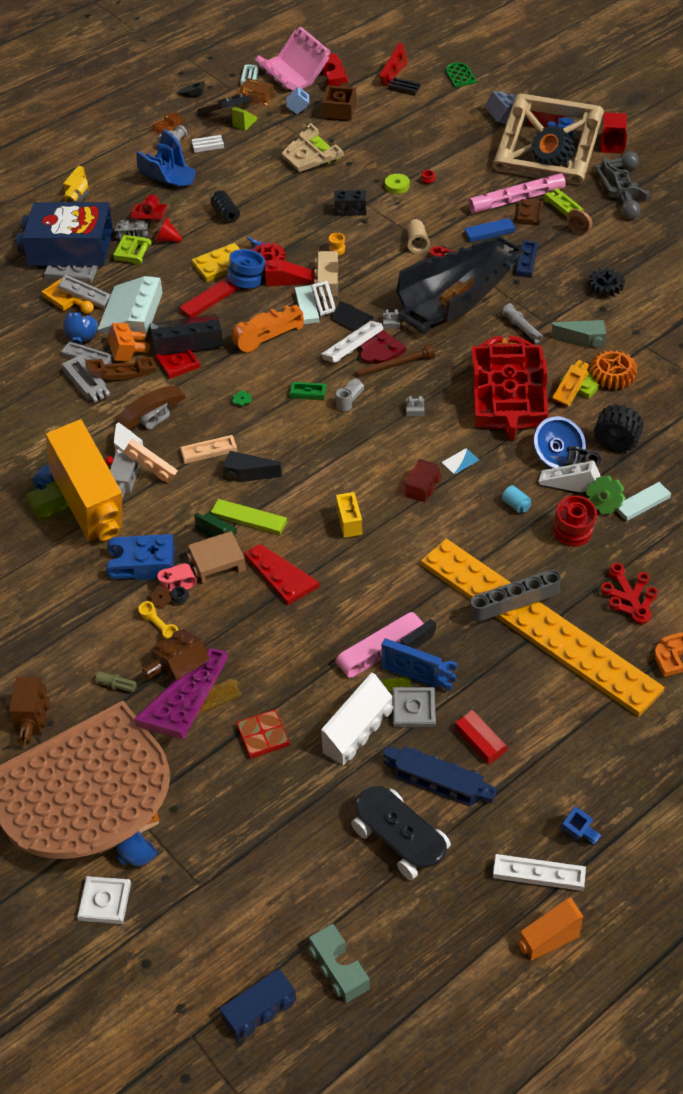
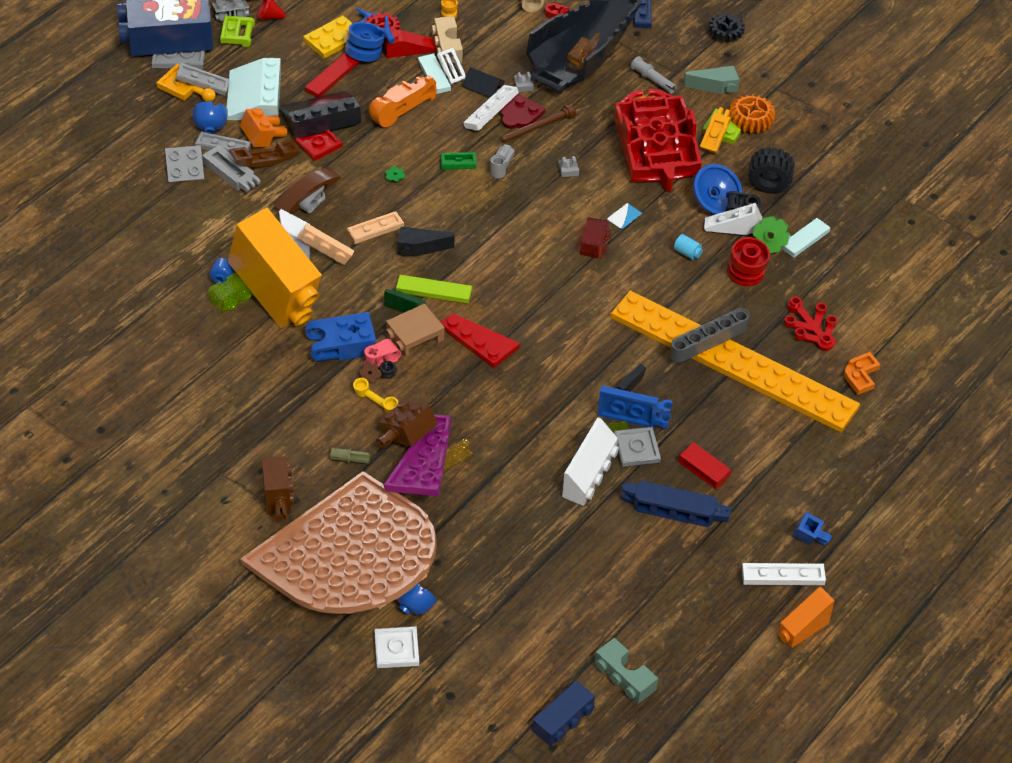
camera: 15 degrees left, 0 degrees up
(44, 370) = (184, 163): none -> light grey hinge
(262, 734) = (502, 486): tile -> none
(266, 259) = (386, 30): none -> blue bar
(349, 514) = (533, 277): yellow brick -> none
(369, 650) = (587, 397): bright pink beam -> none
(400, 829) = (653, 550): black piece -> none

